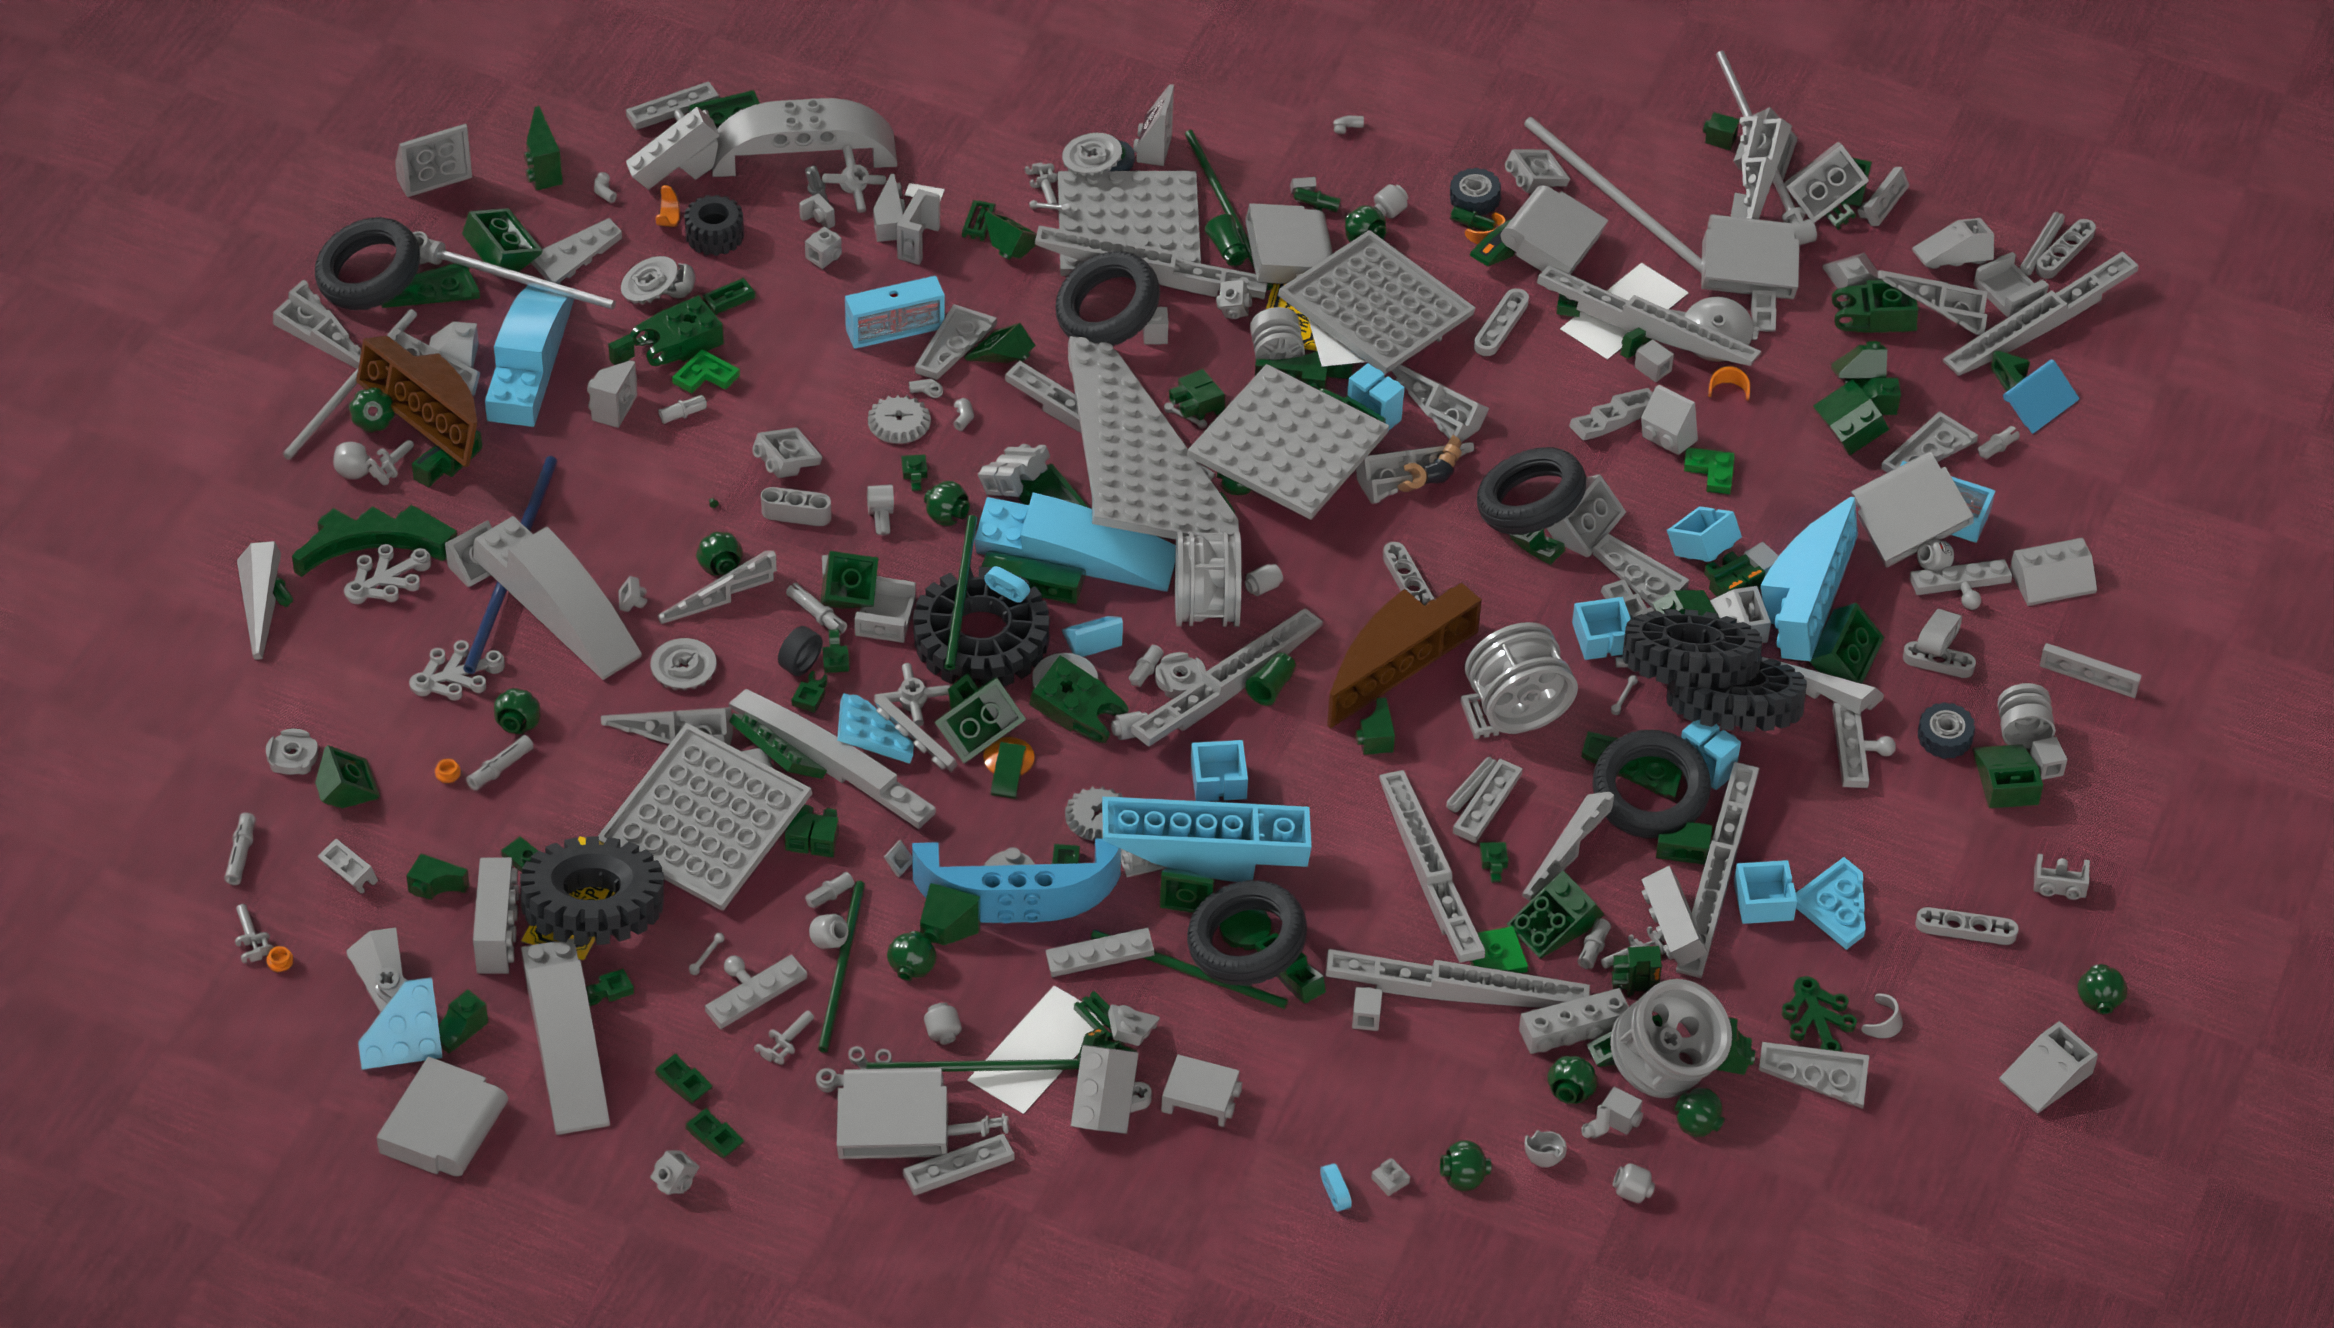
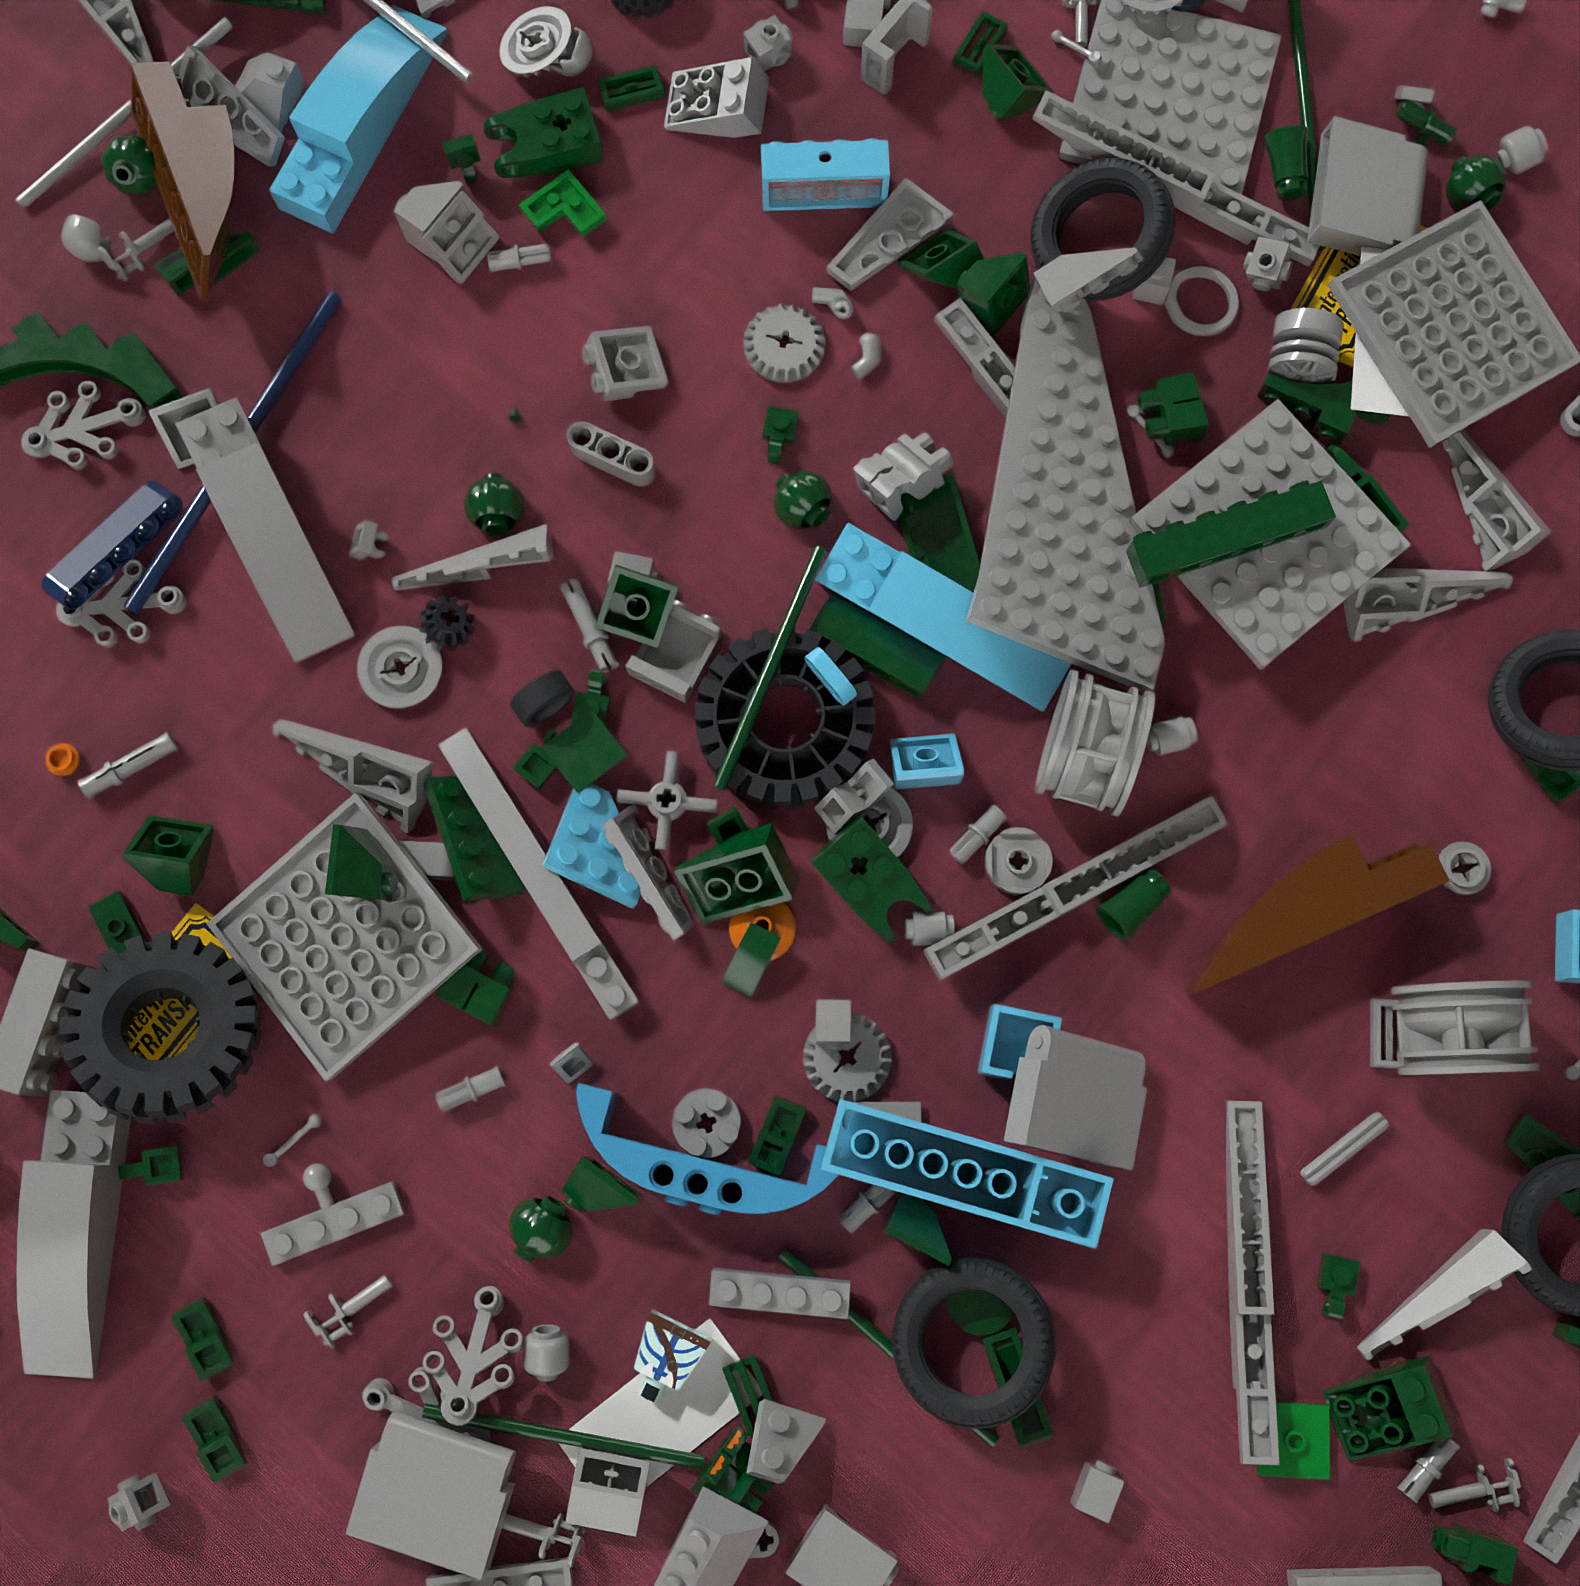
camera: 20 degrees right, 30 degrees up
(443, 631) = (111, 545): none -> beam
(513, 708) = (170, 691): dark green plant -> none
(556, 805) = (170, 853): none -> dark green slope
(638, 401) = (460, 238): none -> light grey slope
(711, 626) = (435, 616): none -> black gear
(712, 754) = (359, 866): none -> dark green slope
(798, 287) = (718, 99): none -> light grey slope
(828, 931) = (446, 1163): light grey head -> none
(841, 675) = (584, 751): none -> dark green sticker
(841, 968) = (451, 1213): dark green piece -> none
(881, 504) = (716, 481): light grey beam -> none
(893, 1051) = (473, 1360): none -> light grey plant
(1017, 1081) = (607, 1492): none -> light grey slope
(1032, 1001) = (667, 1354): none -> torso
(1040, 662) = (854, 797): none -> light grey slope
(1043, 349) = (995, 289): none -> dark green slope
(1080, 784) = (833, 1023): none -> light grey brick
(1101, 320) = (1079, 274): none -> light grey slope
(1144, 889) = (864, 1207): none -> light grey axle
(1194, 350) = (1189, 326): none -> light grey piece
(1258, 438) = (1230, 533): none -> dark green brick
(1269, 776) = (1078, 1098): none -> light grey piece
(1377, 393) = (1409, 477): medium azure piece -> none
(1377, 731) = (1249, 1030): dark green arch -> none
(1405, 580) = (1367, 782): light grey beam -> none
(1435, 472) = (1448, 617): medium nougat piece -> none
(1453, 981) = (1229, 1483): light grey slope -> none
(1487, 800) = (1357, 1185): light grey plate -> none
(1498, 603) = (1468, 854): none -> light grey gear
(1674, 917) = (1550, 1471): light grey brick -> none

